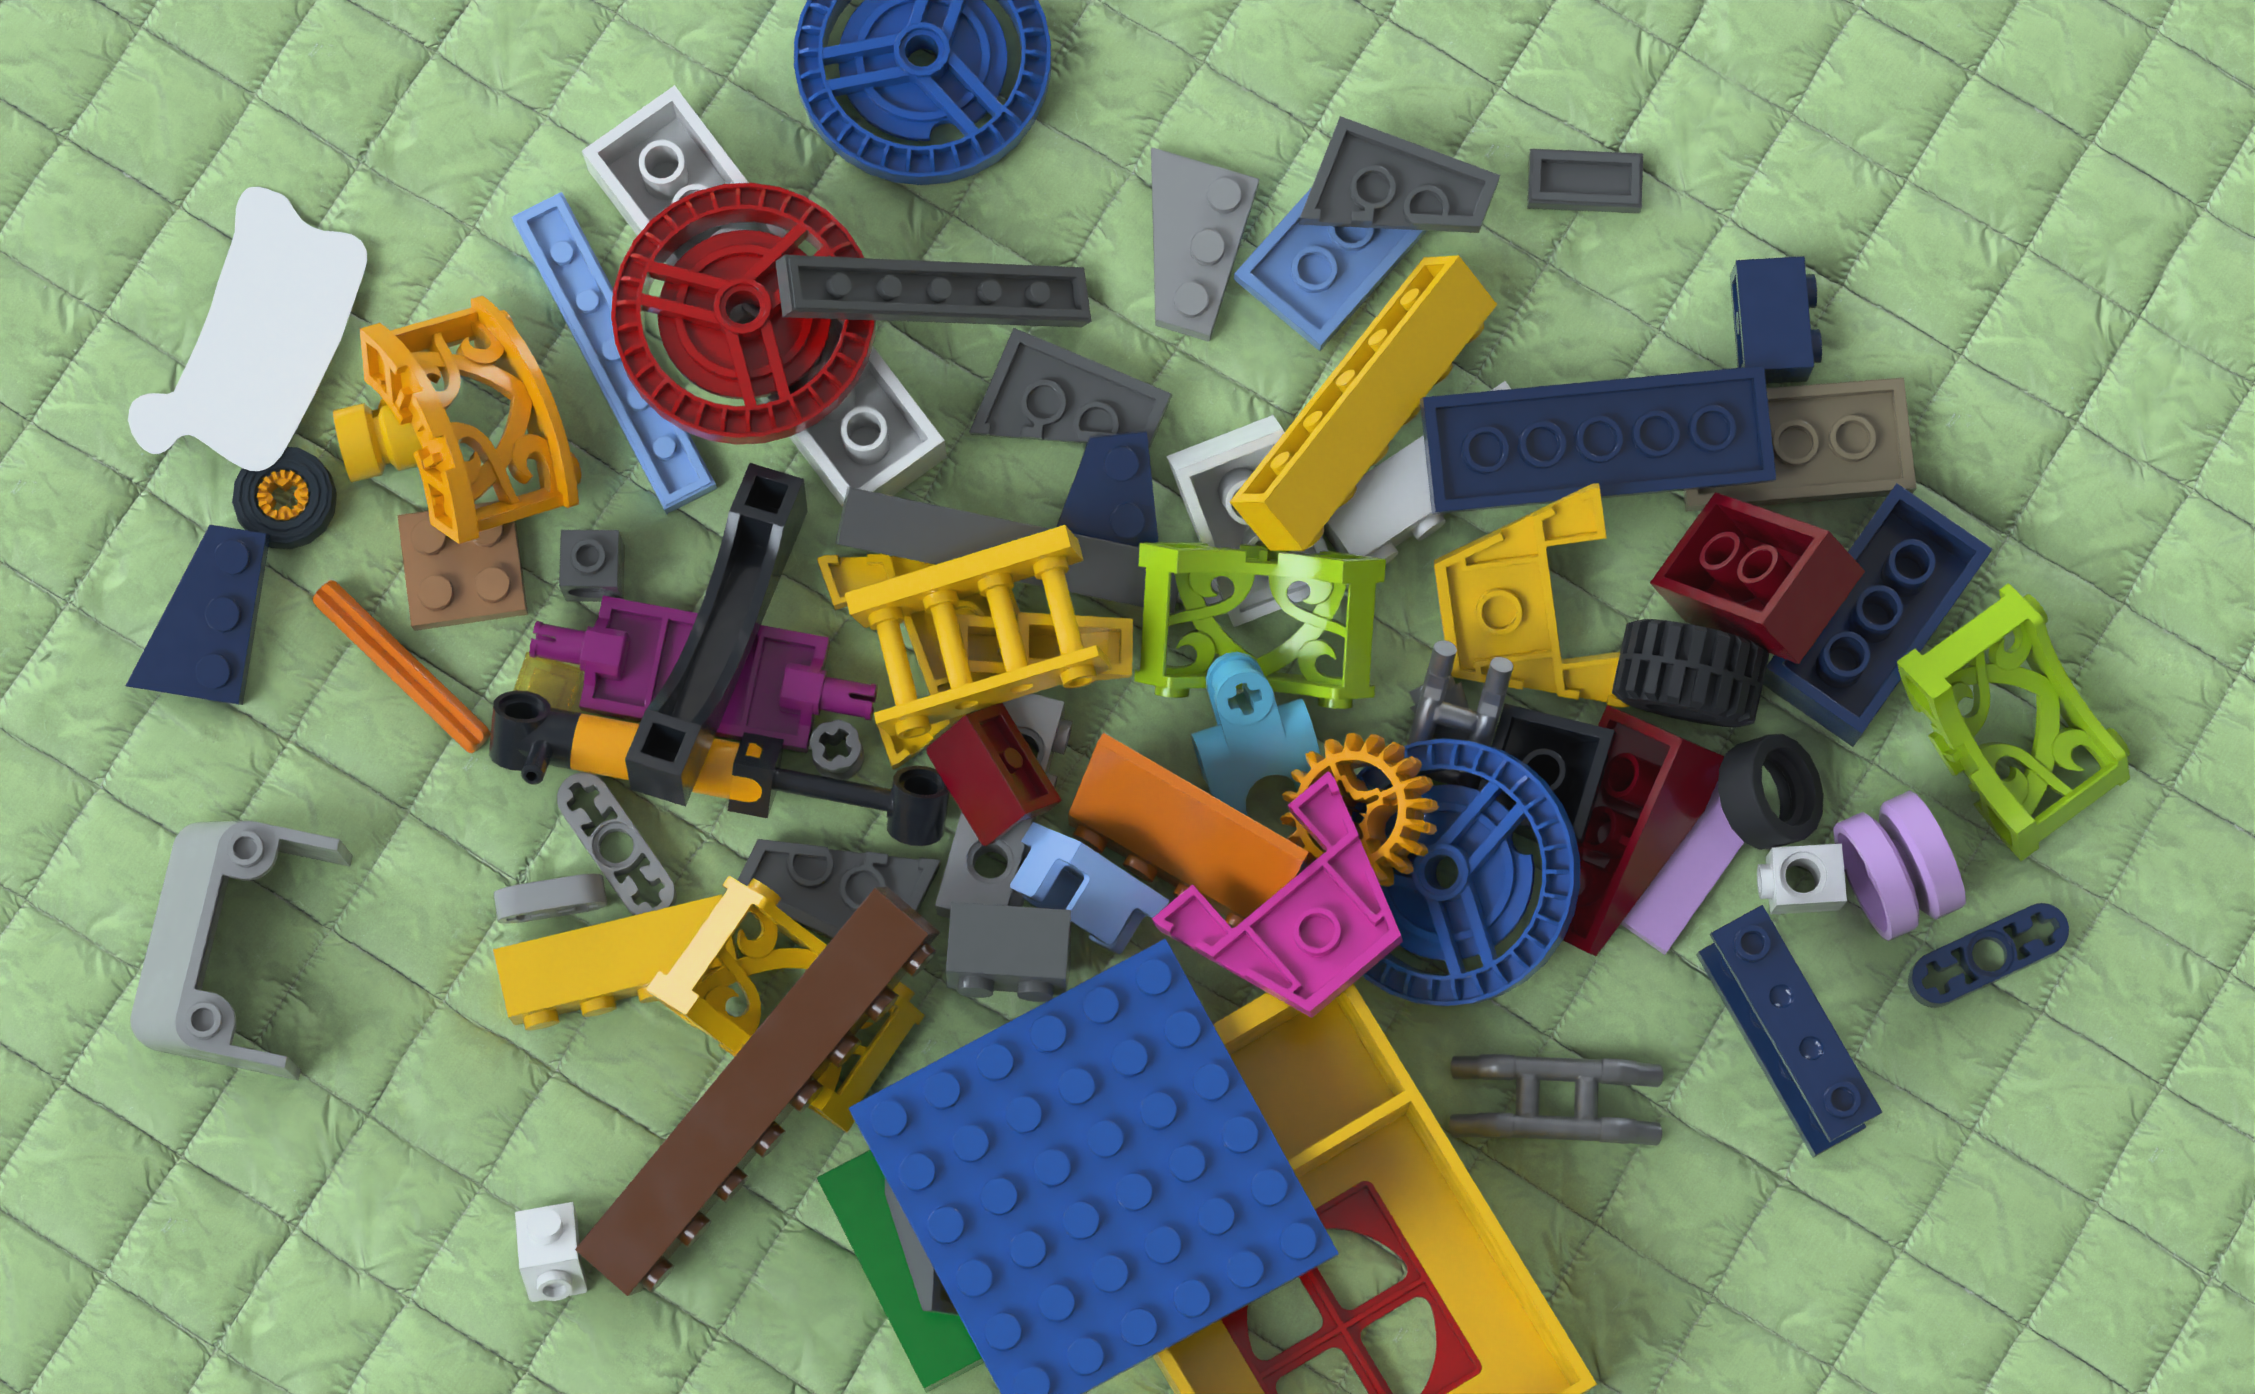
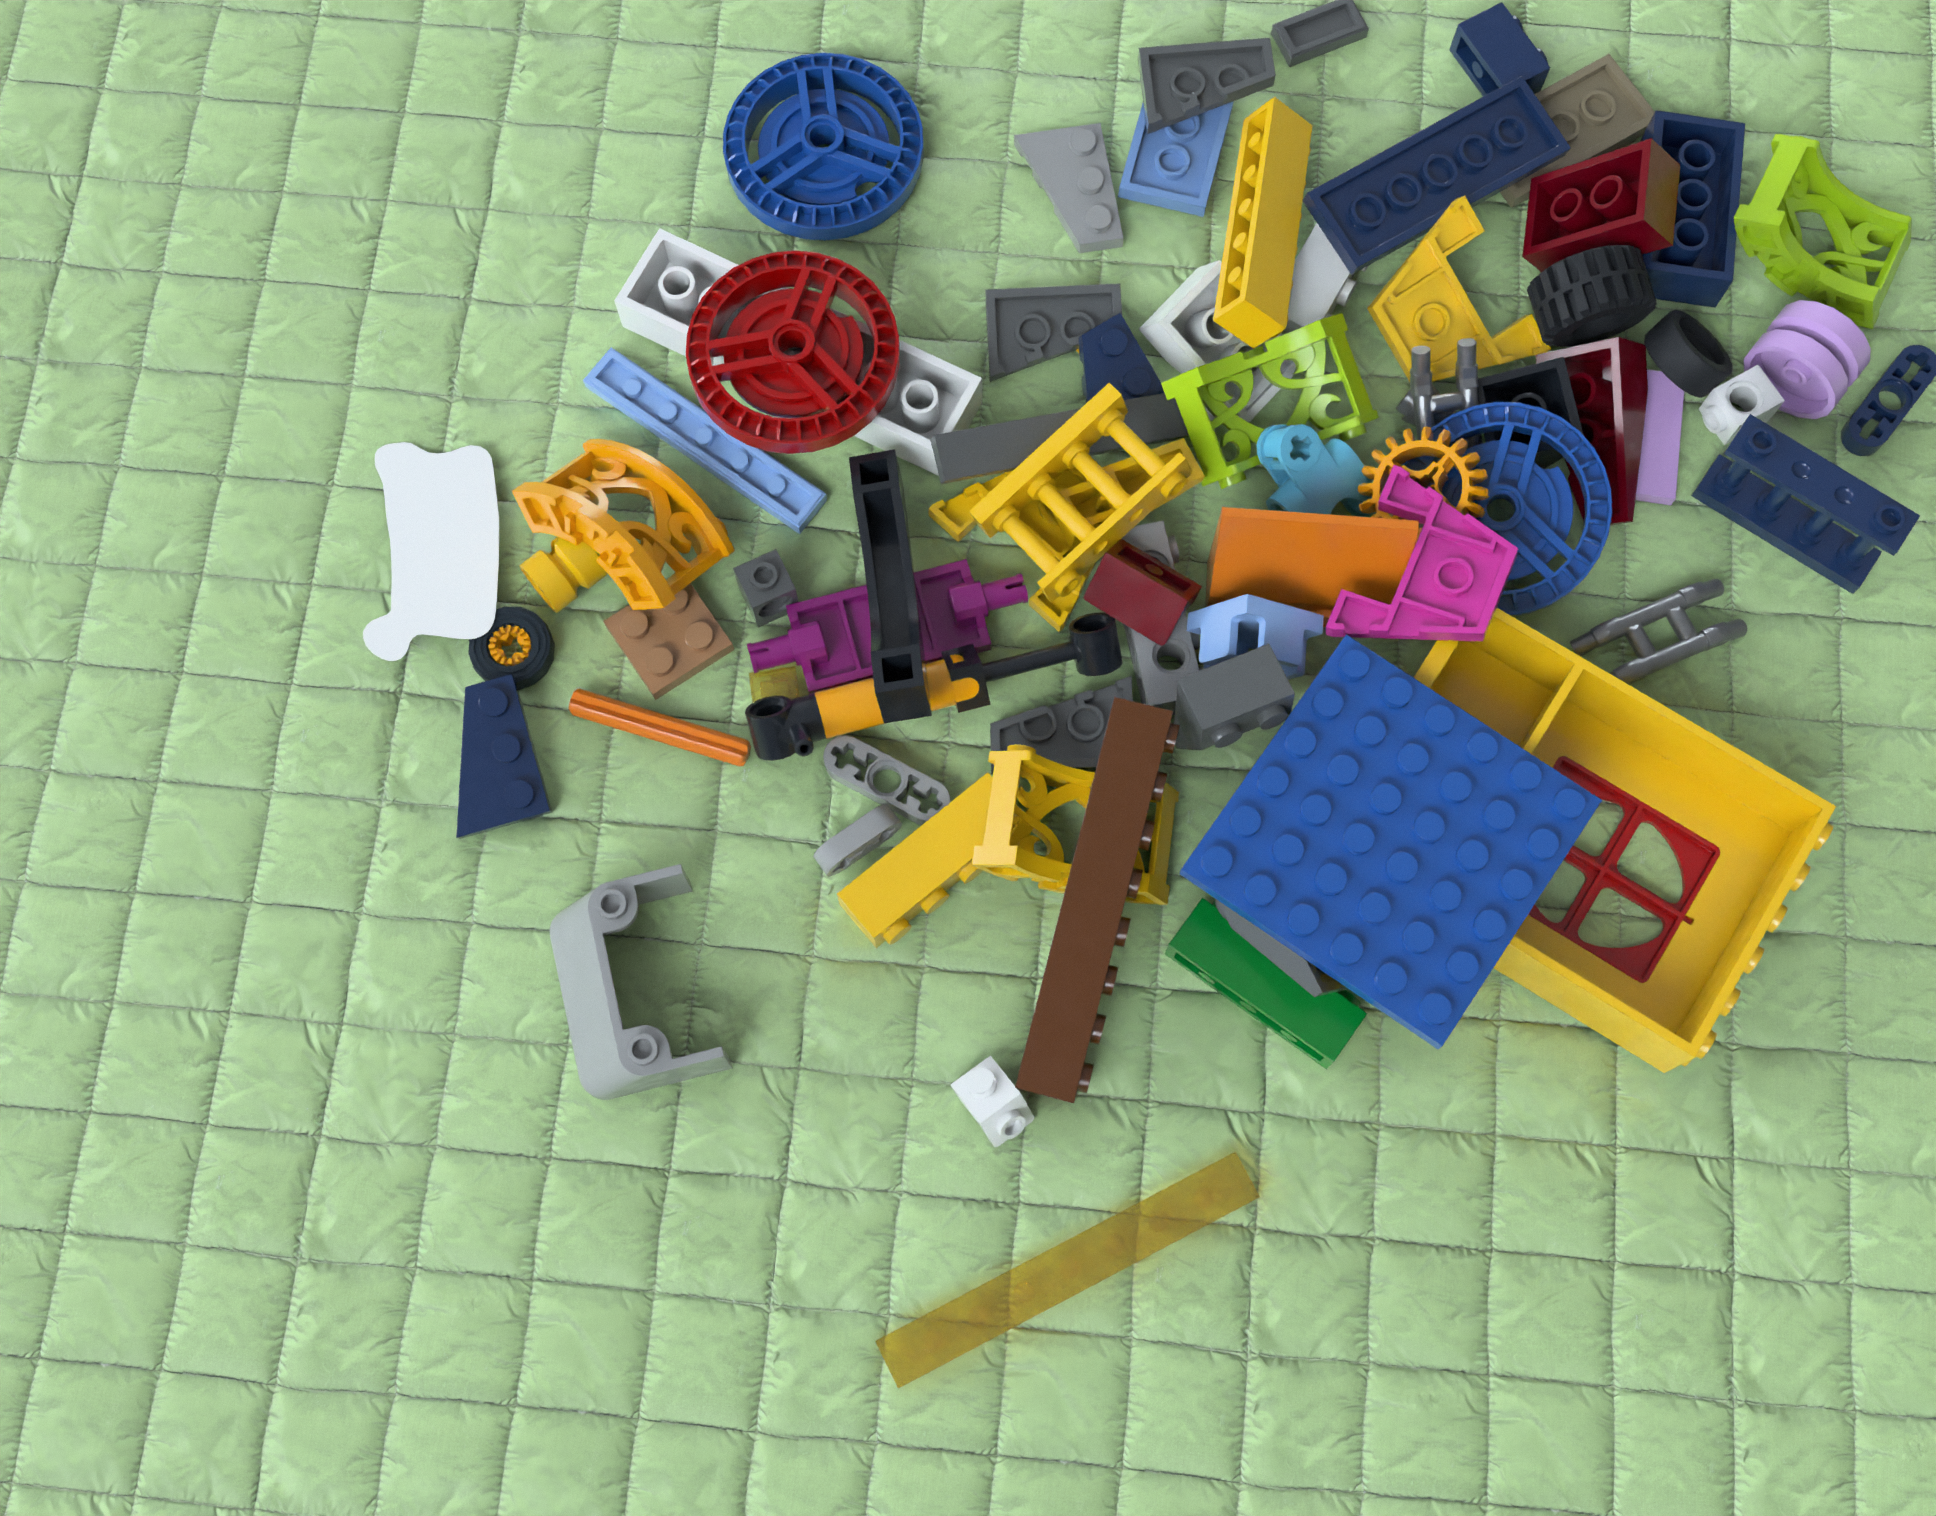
camera: 25 degrees left, 5 degrees down
(833, 733) = (1002, 626): flat silver bush -> none
(932, 291) = (918, 279): dark grey tile -> none

